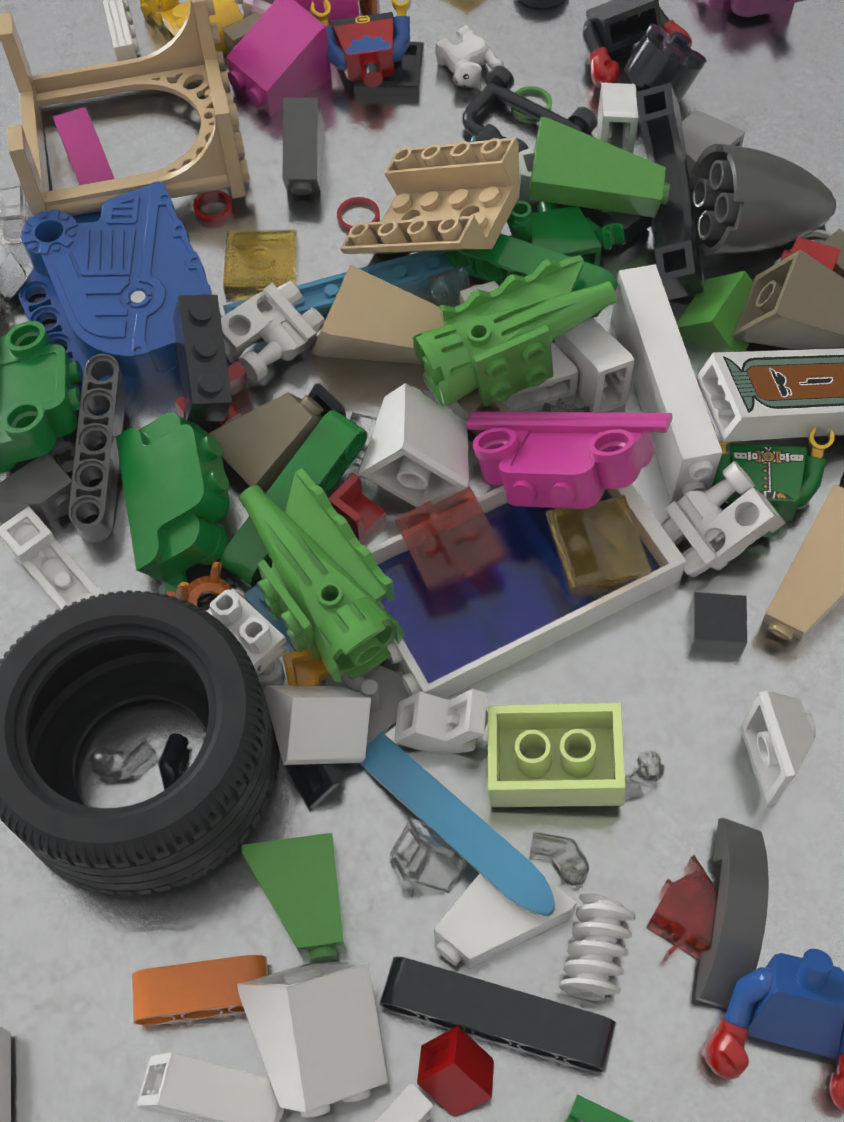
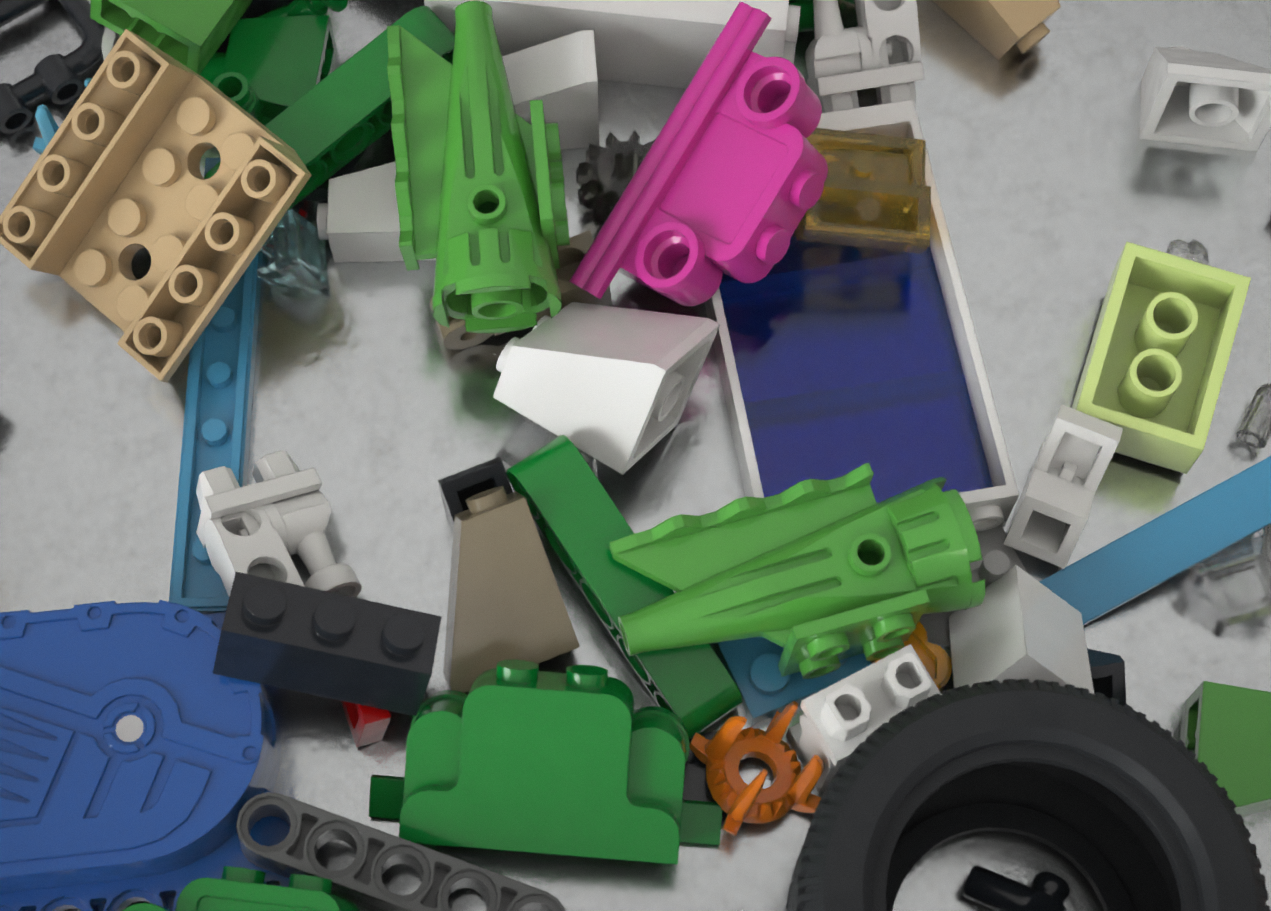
camera: 75 degrees left, 5 degrees up
(259, 259) = (93, 528): clear yellow tile -> none
(356, 200) = (48, 323): red piece -> none
(357, 509) = (658, 501): red panel -> none
(374, 321) = (331, 365): tan slope -> none
(451, 539) = (786, 379): clear red slope -> none
(718, 622) = (994, 106): black piece -> none

